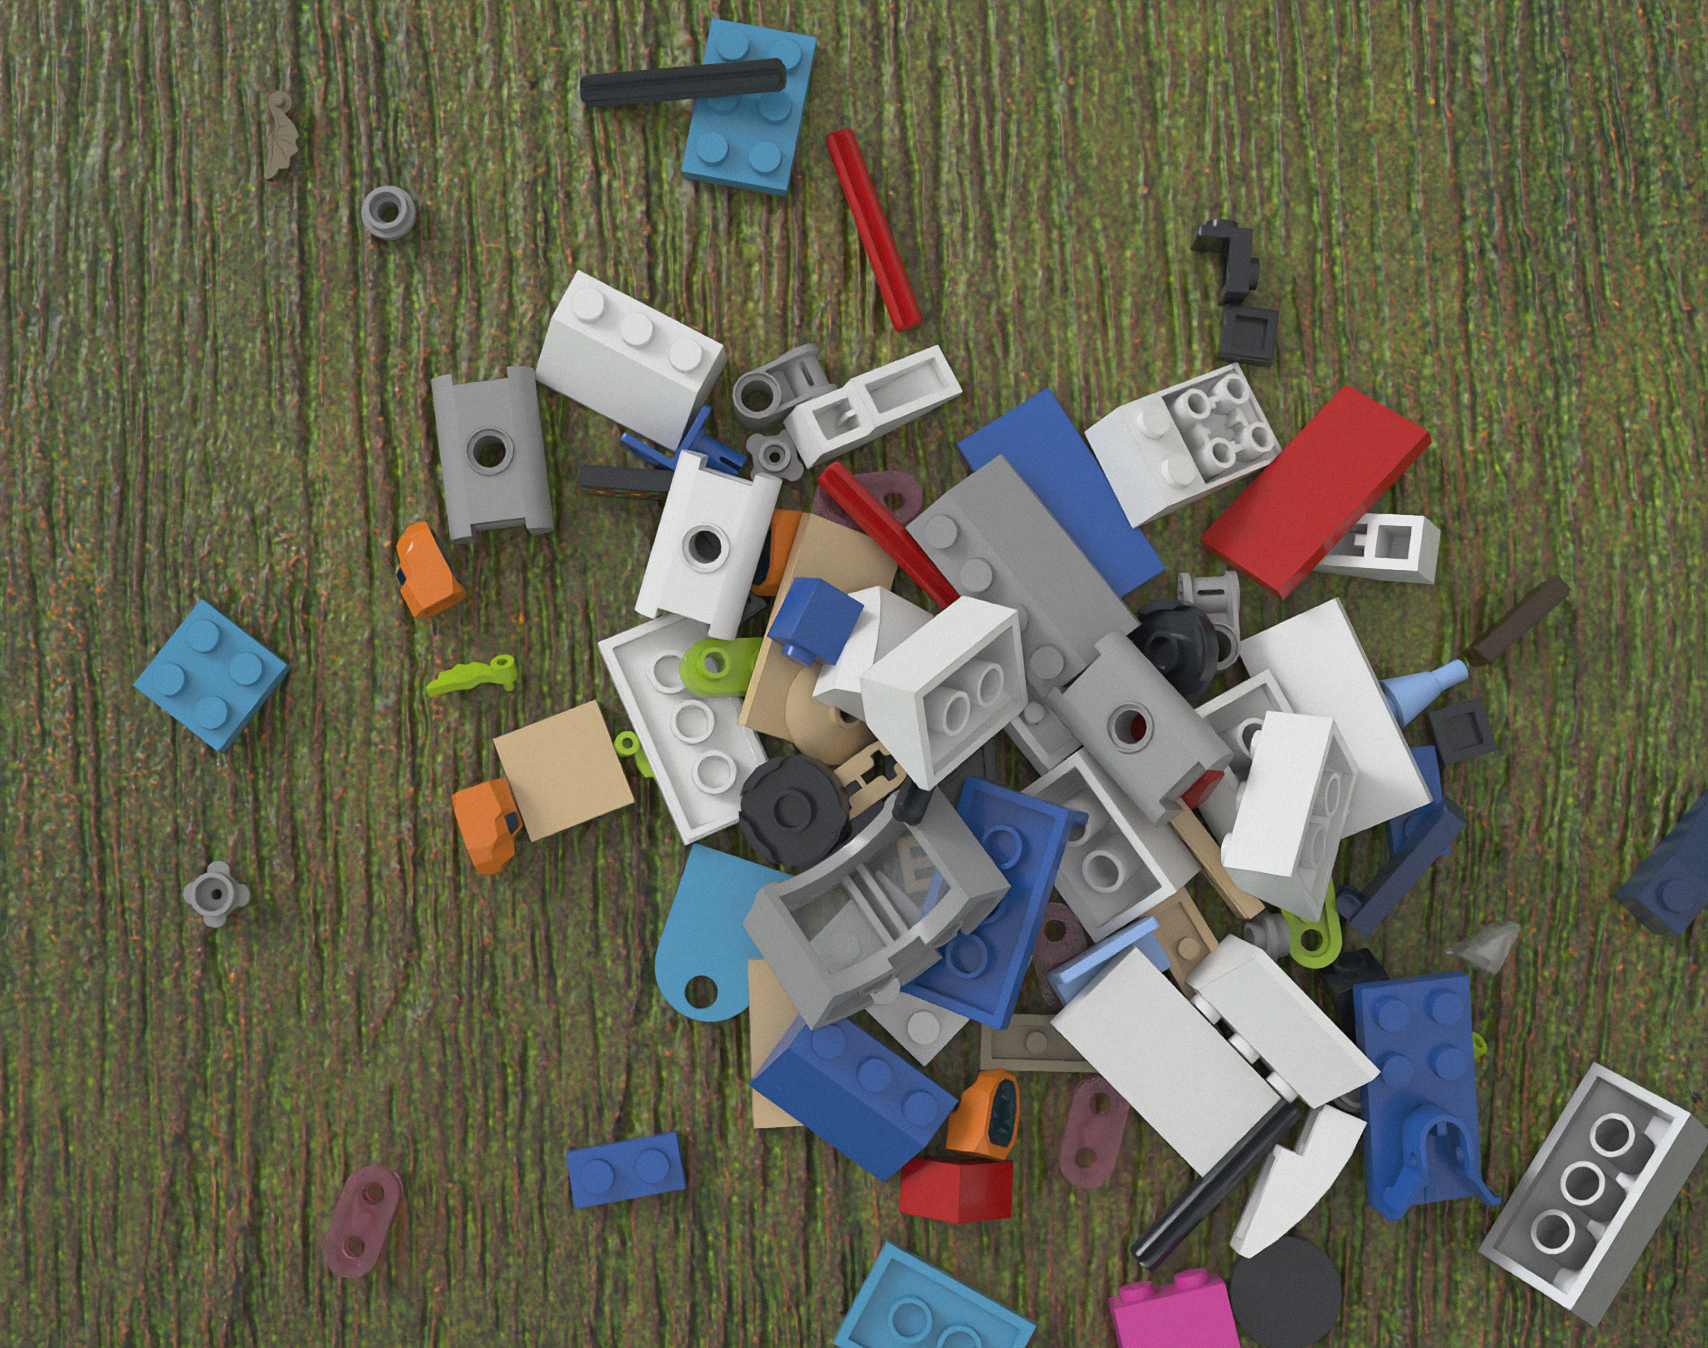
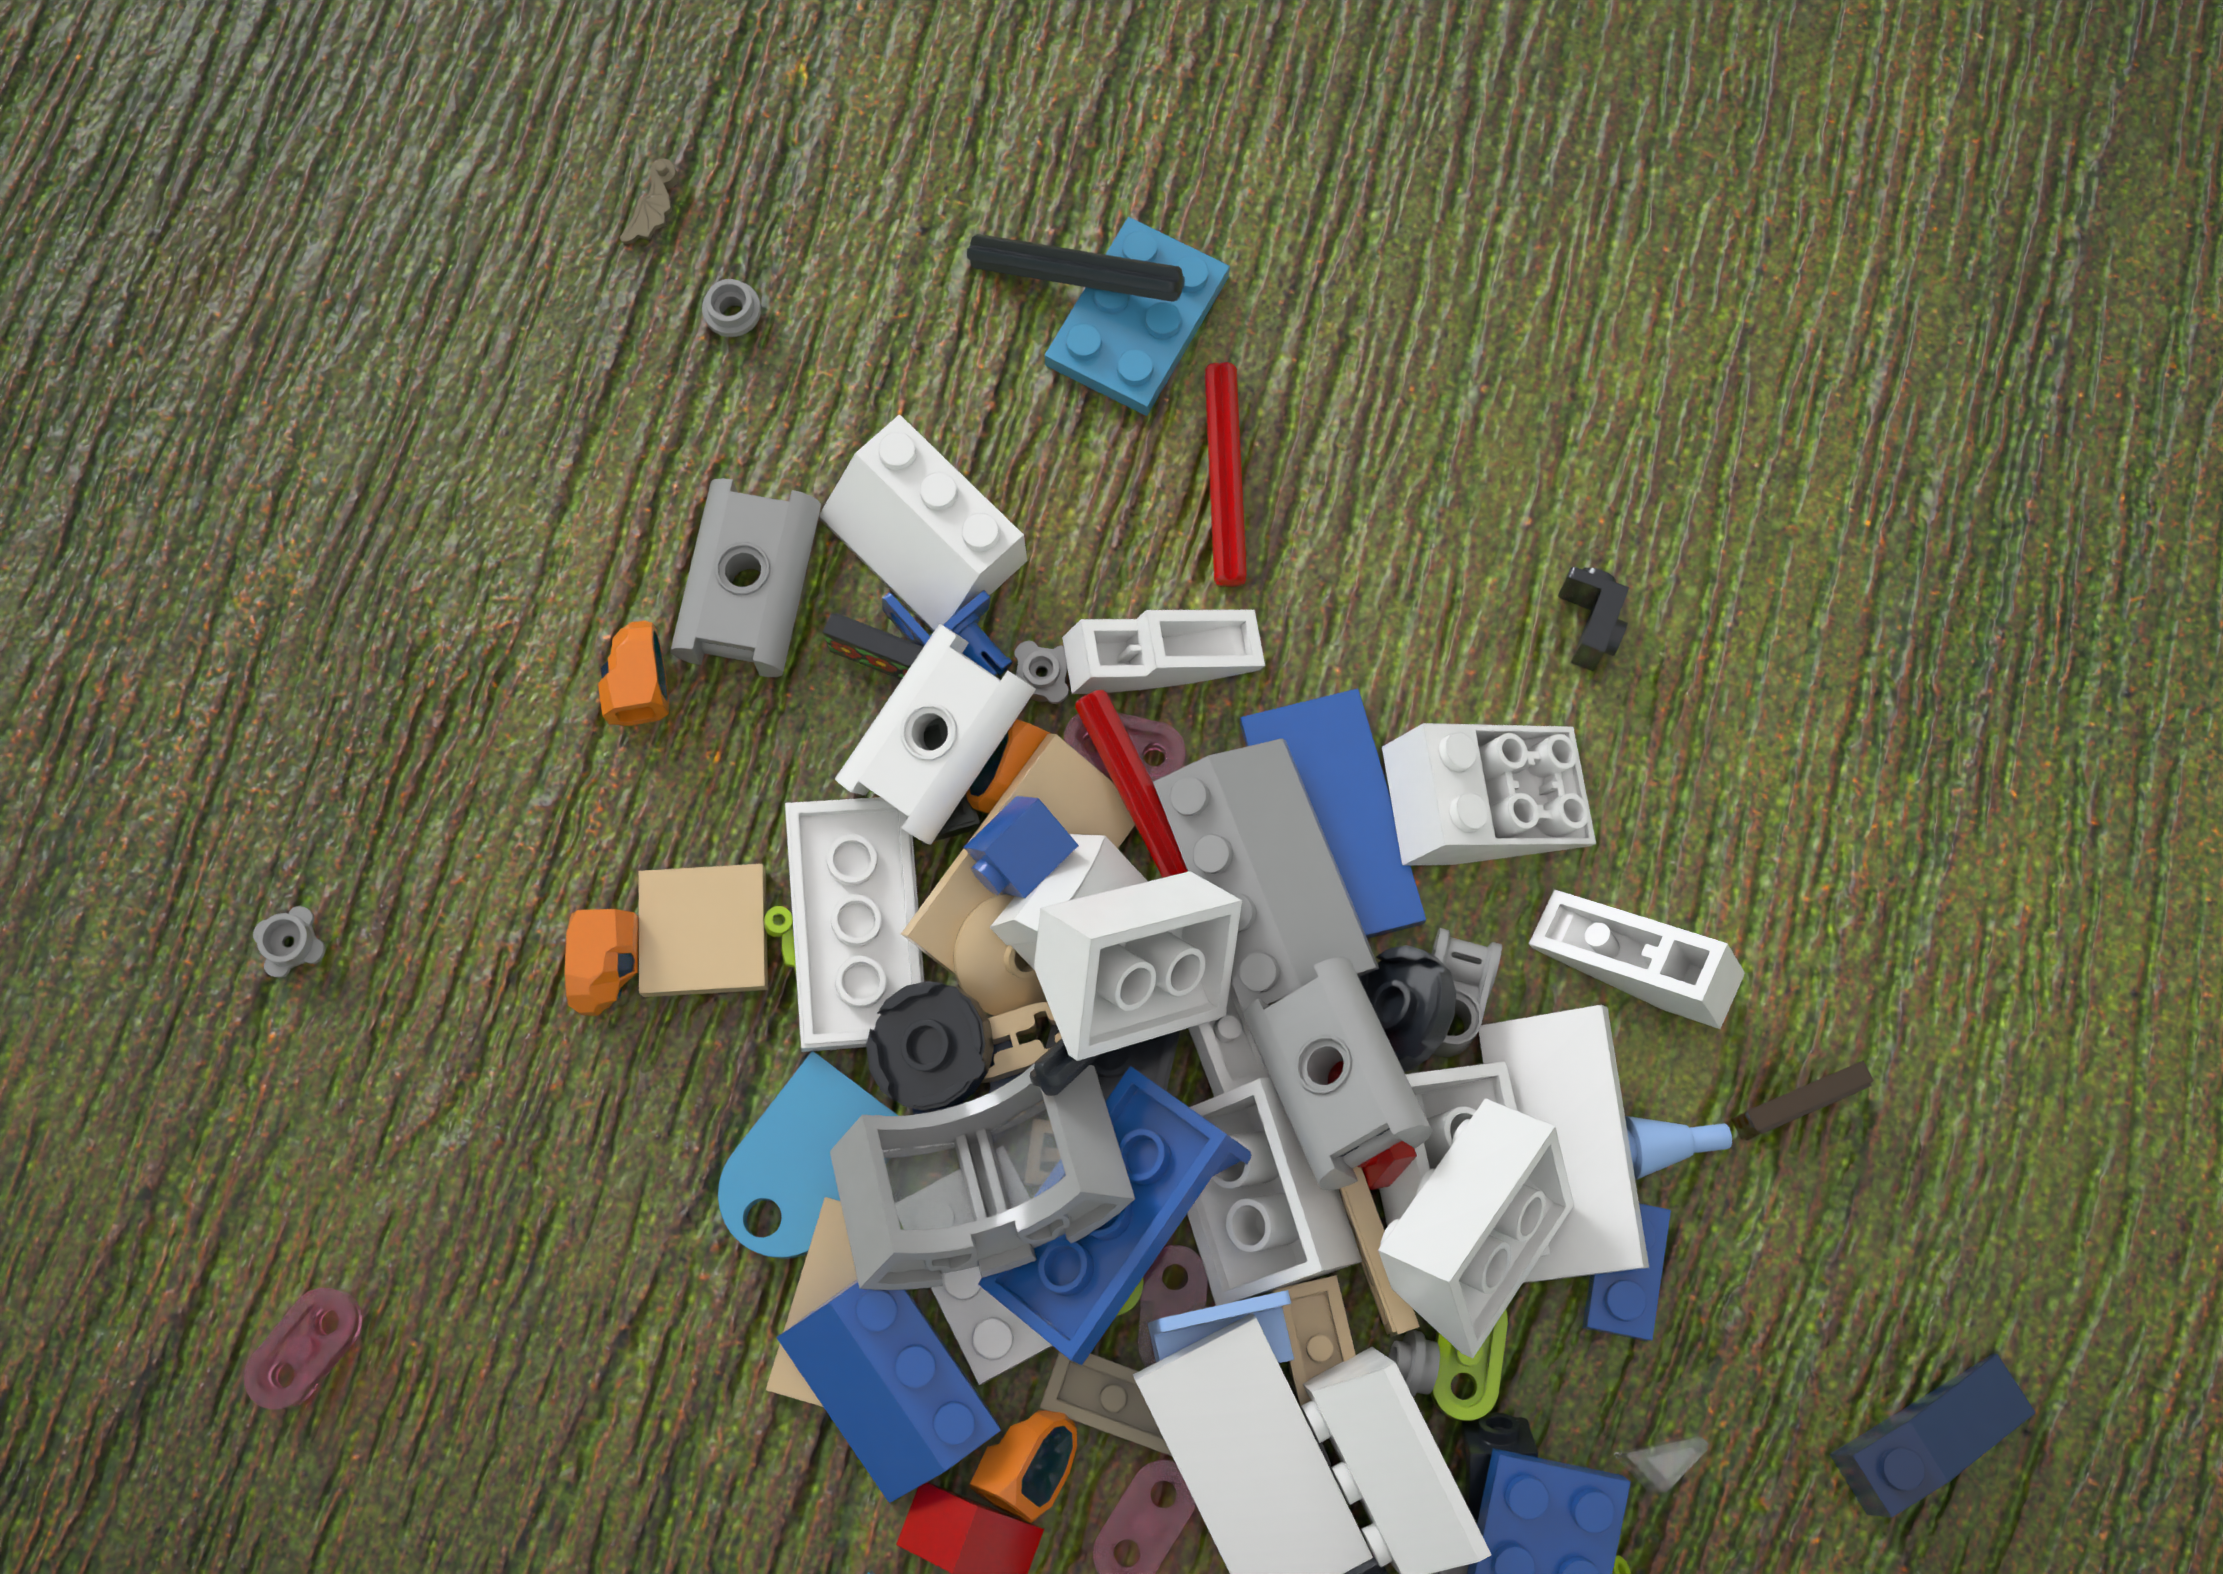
camera: 20 degrees right, 10 degrees down
(212, 676) = (374, 714): dark azure plate -> none
(462, 676) = (674, 802): lime piece -> none
(626, 1169) = (610, 1390): blue plate -> none
(735, 663) = (923, 869): lime plate -> none
(784, 384) = (1076, 596): light grey piece -> none
(1248, 335) = (1593, 702): black tile -> none
(1315, 491) = (1616, 885): red tile -> none
(1401, 872) = (1537, 1370): dark blue hinge -> none
(1460, 732) = (1703, 1204): black plate -> none

